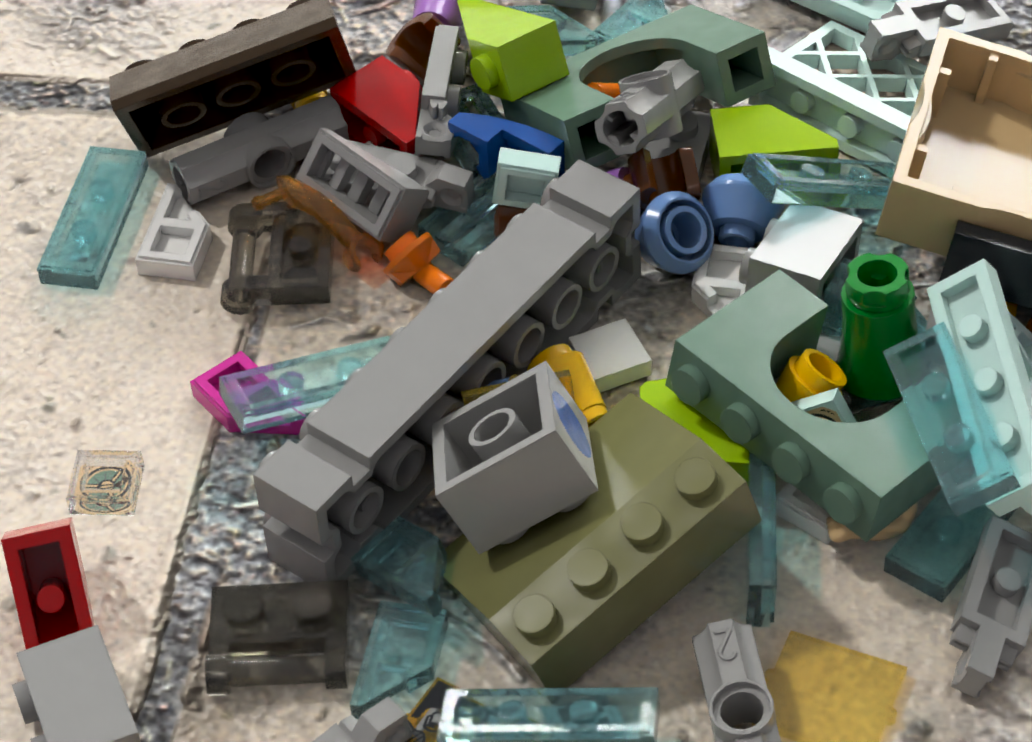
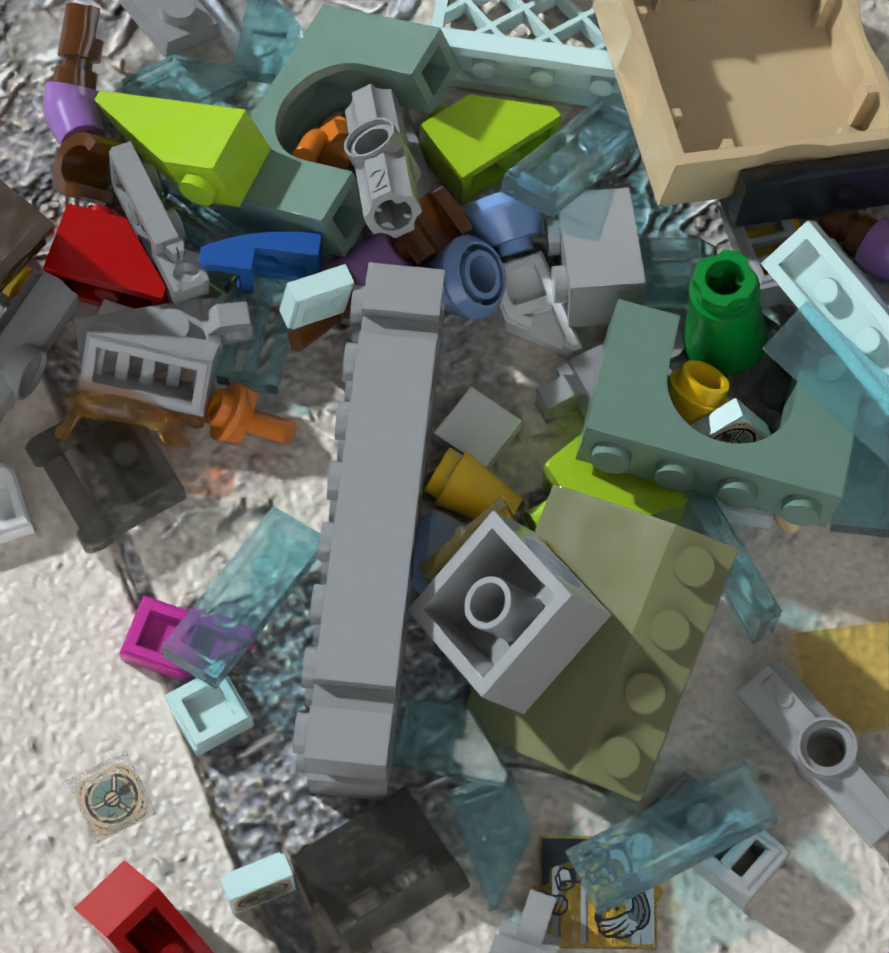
camera: 35 degrees left, 20 degrees up
(167, 590) = (258, 883): none -> light aqua tile
(228, 458) = (208, 714): none -> light aqua tile

